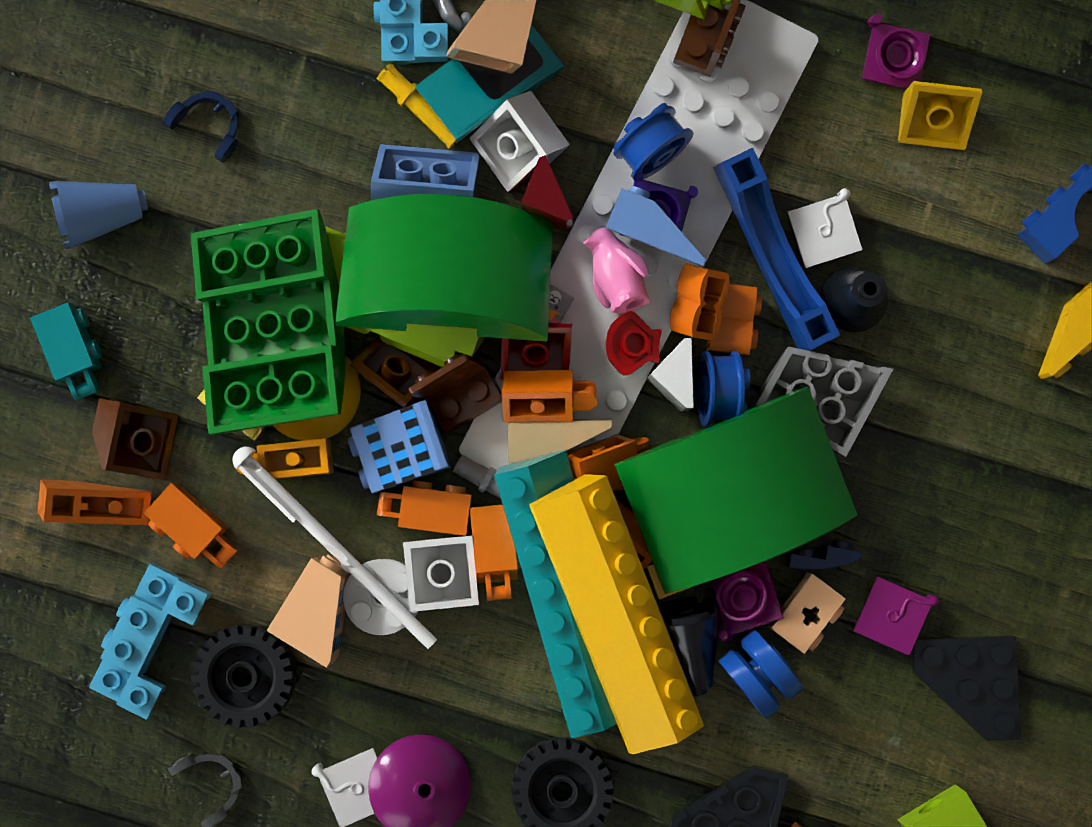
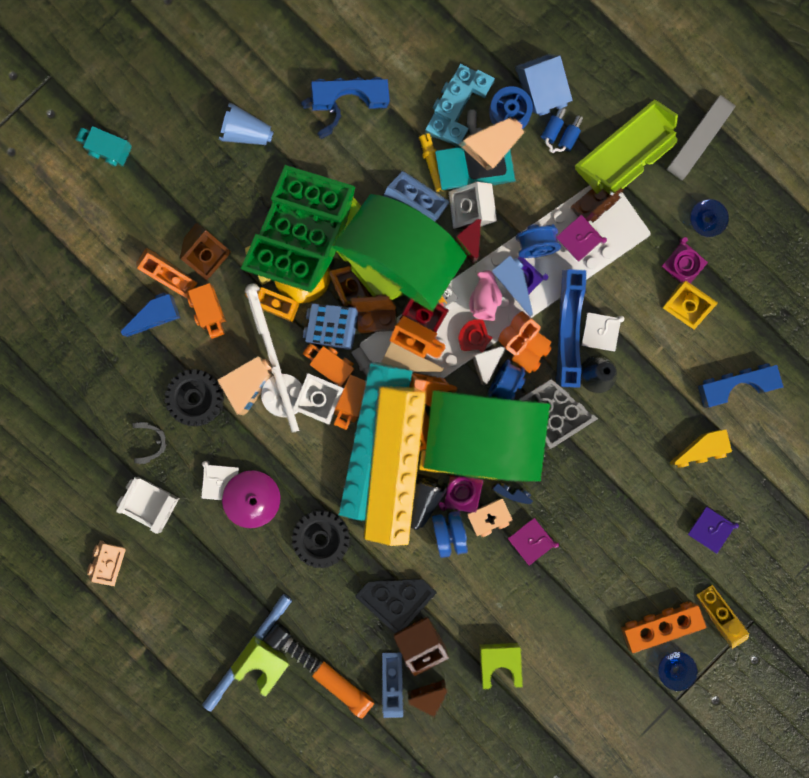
camera: 30 degrees right, 0 degrees up
(69, 347) = (195, 189): teal brick -> none
(109, 577) = (155, 313): none -> blue slope
(138, 635) = (154, 349): medium azure bracket -> none
(266, 46) = (372, 92): none -> blue arch
(715, 102) = (580, 238): none -> magenta hat
(975, 680) = (555, 596): black plate -> none

